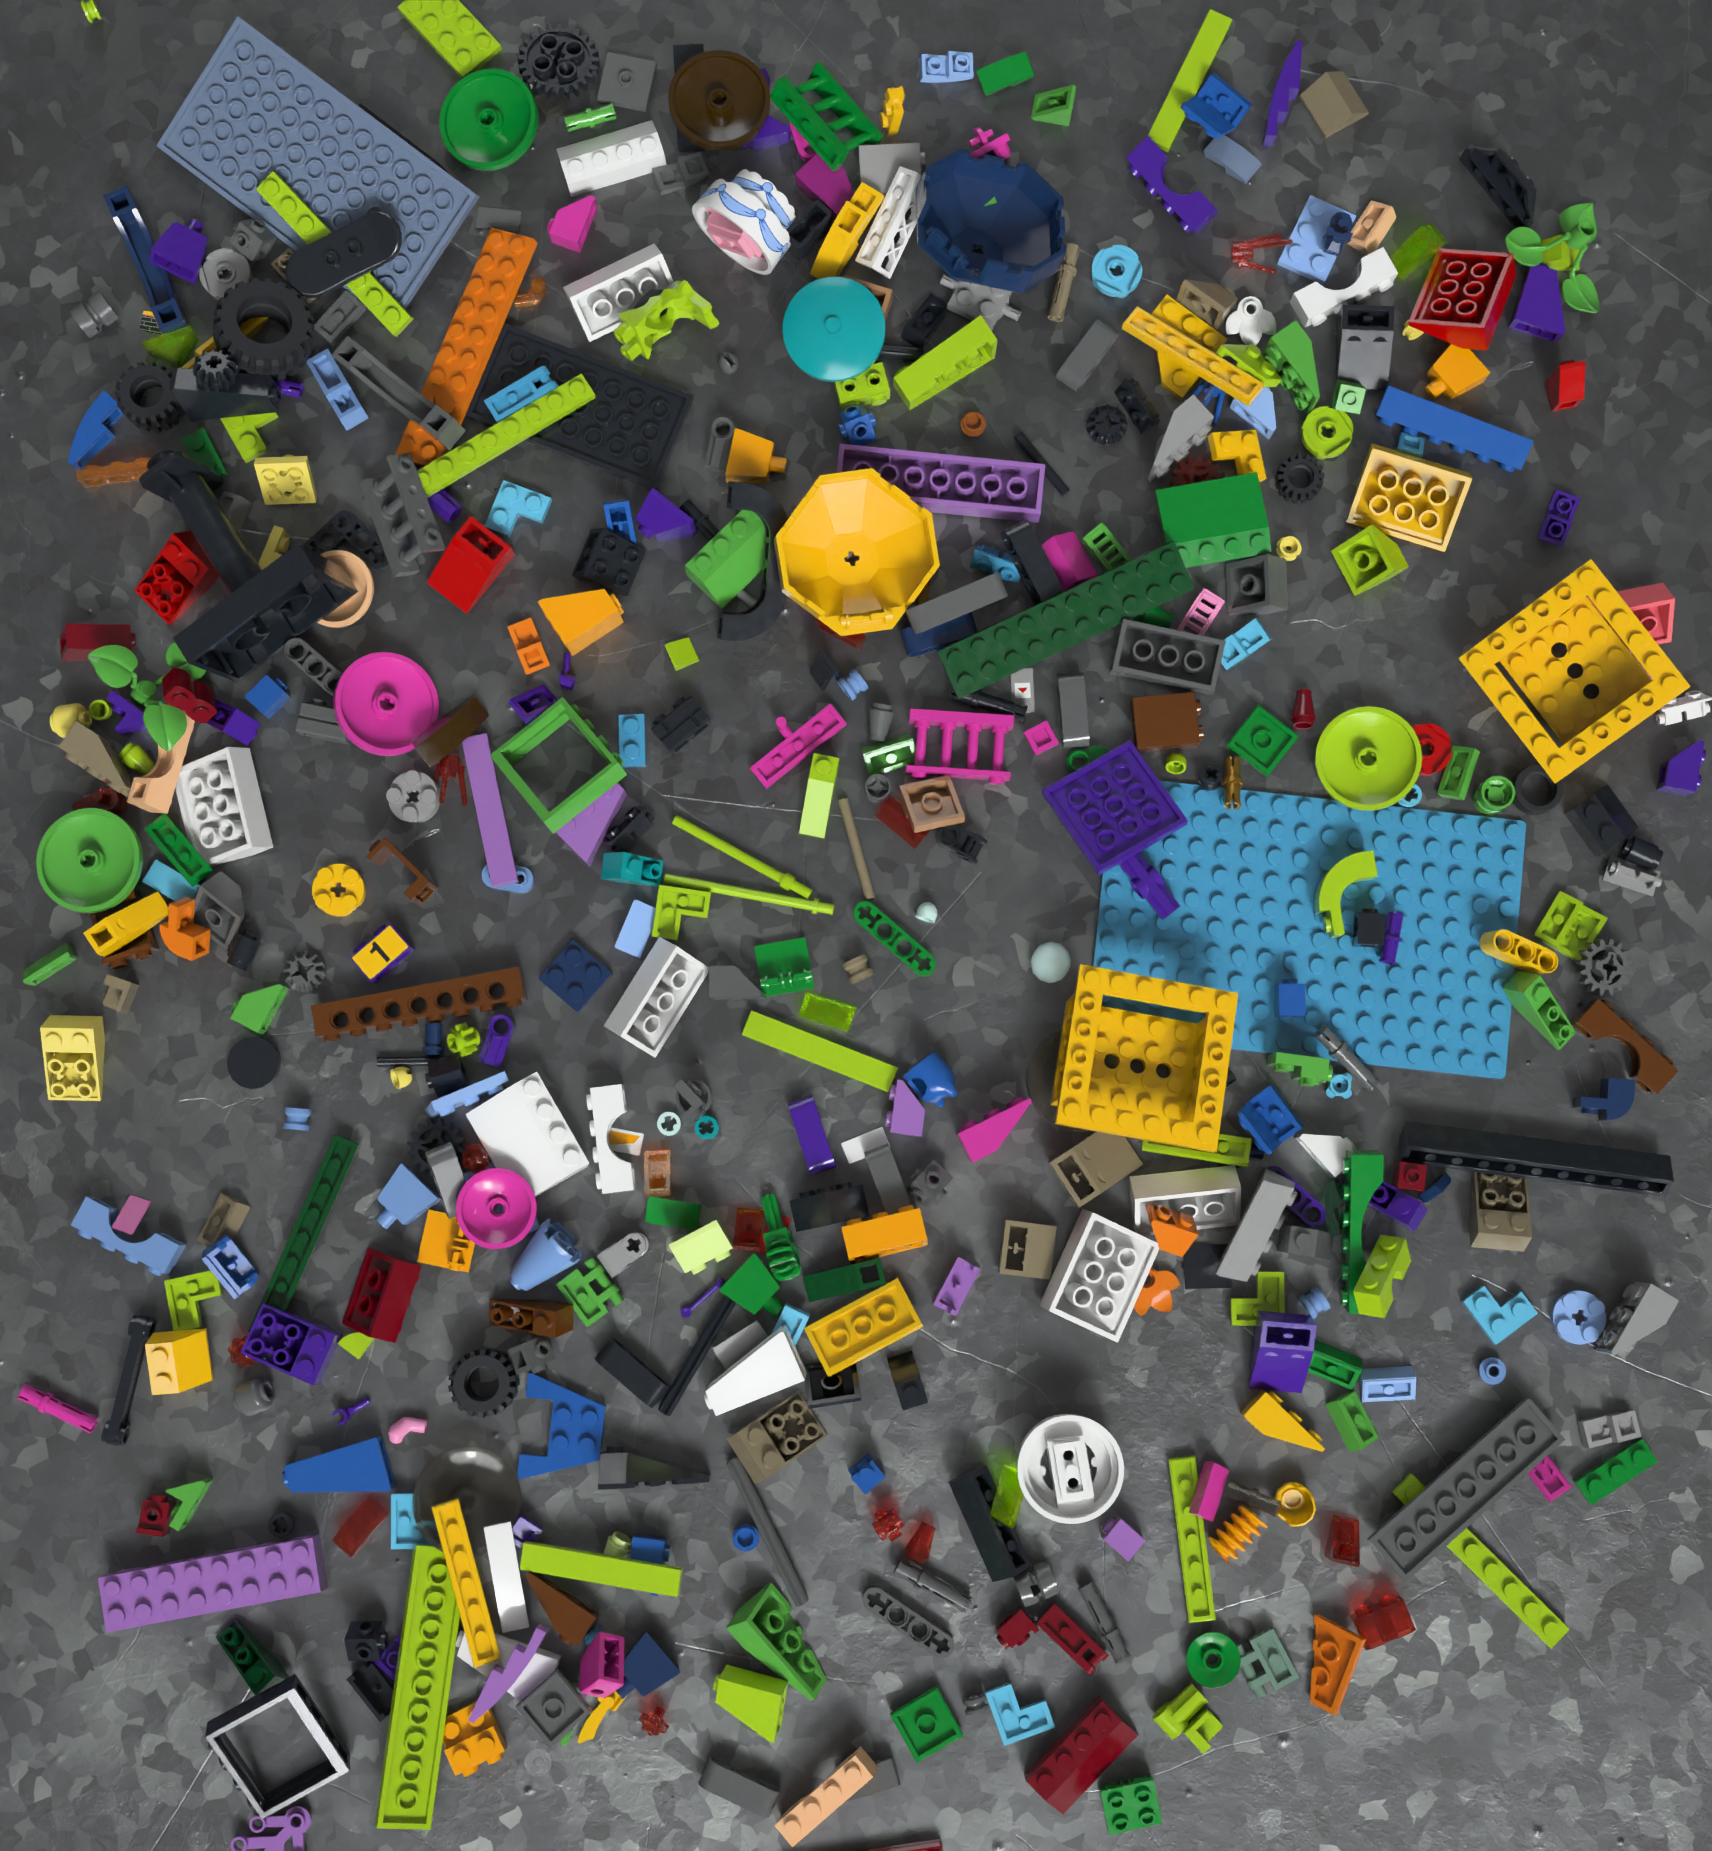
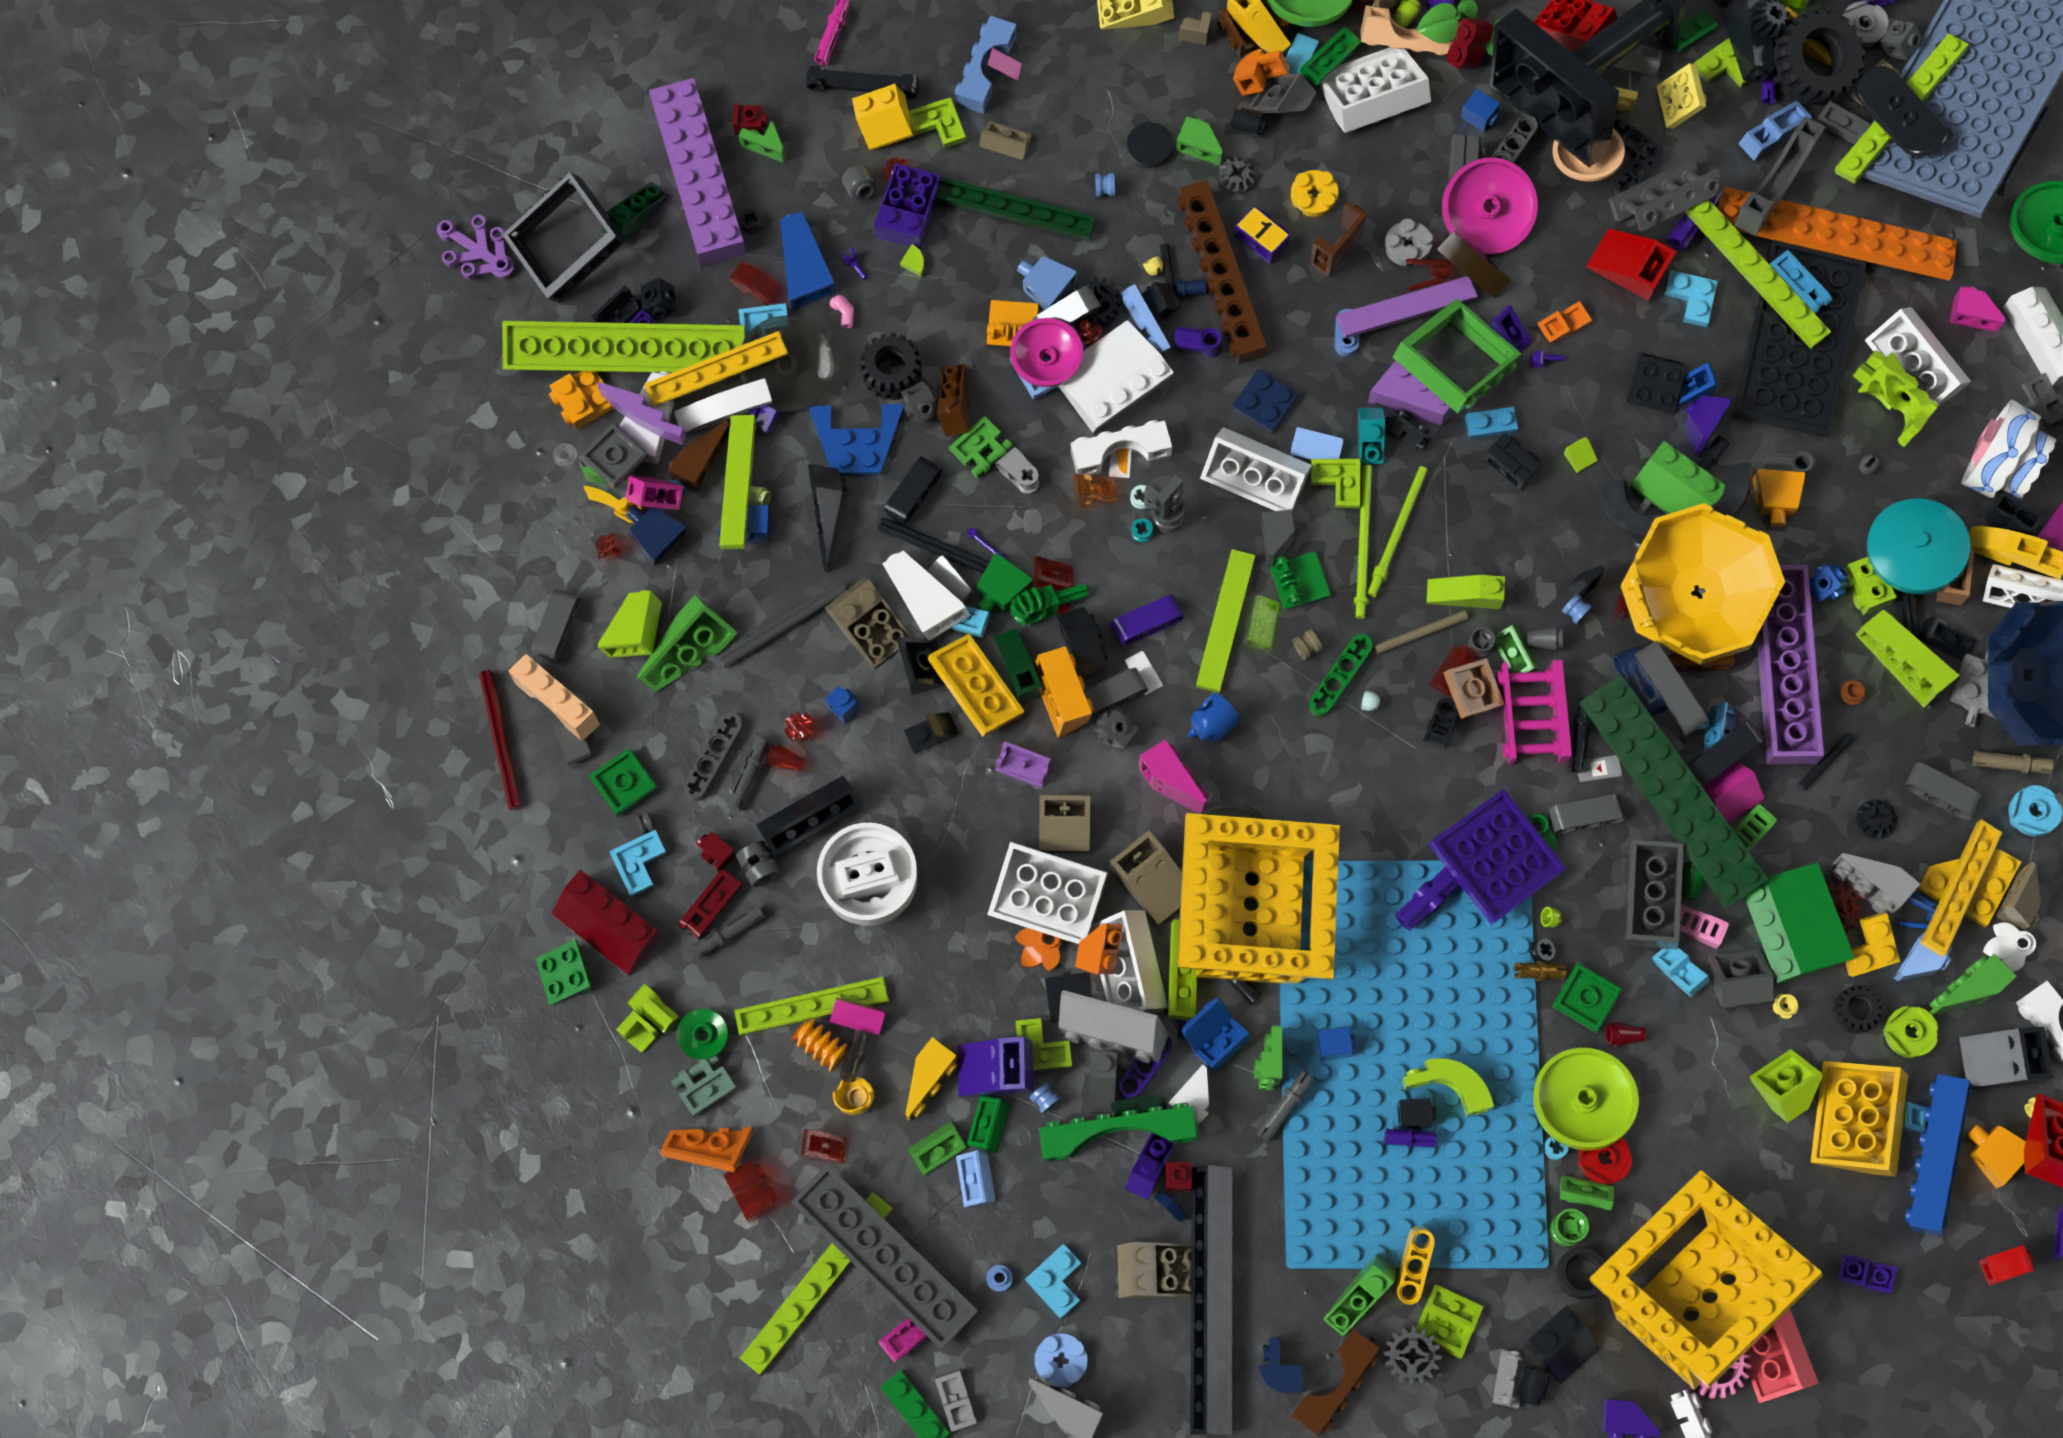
camera: 85 degrees right, 10 degrees down
(230, 1266) = (969, 147): hinge -> none
(234, 723) = (1451, 85): dark purple slope -> none
(381, 1295) = (958, 274): dark red slope -> none
(463, 1039) = (1194, 311): lime gear -> none
(534, 296) = (1898, 286): clear orange arm -> none
(545, 1256) = (1010, 404): medium blue cone -> none
(582, 617) = (1598, 360): light orange slope -> none
(673, 1213) = (1060, 509): green slope -> none
(701, 1247) = (1033, 533): yellowish green slope -> none
(745, 1537) = (775, 606): blue plate -> none
(797, 745) = (1511, 566): dark pink plate -> none
(907, 1112) = (1179, 702): medium lavender slope -> none
(1007, 1497) = (826, 825): clear neon green slope -> none
(1041, 738) = (1554, 787): dark pink plate -> none
(1050, 962) = (1341, 814): light aqua hair -> none
(1122, 1537) = (807, 939): medium lavender brick -> none
(1131, 397) = (1910, 837): black hinge -> none
(1166, 722) = (1589, 902): reddish brown brick -> none
(1252, 362) = (1966, 946): lime wing -> none
(1344, 1091) = (1263, 1098): medium azure plate -> none
(1348, 396) = (1951, 1045): brick -> none
(1374, 1288) = (1065, 1140): lime arch -> none

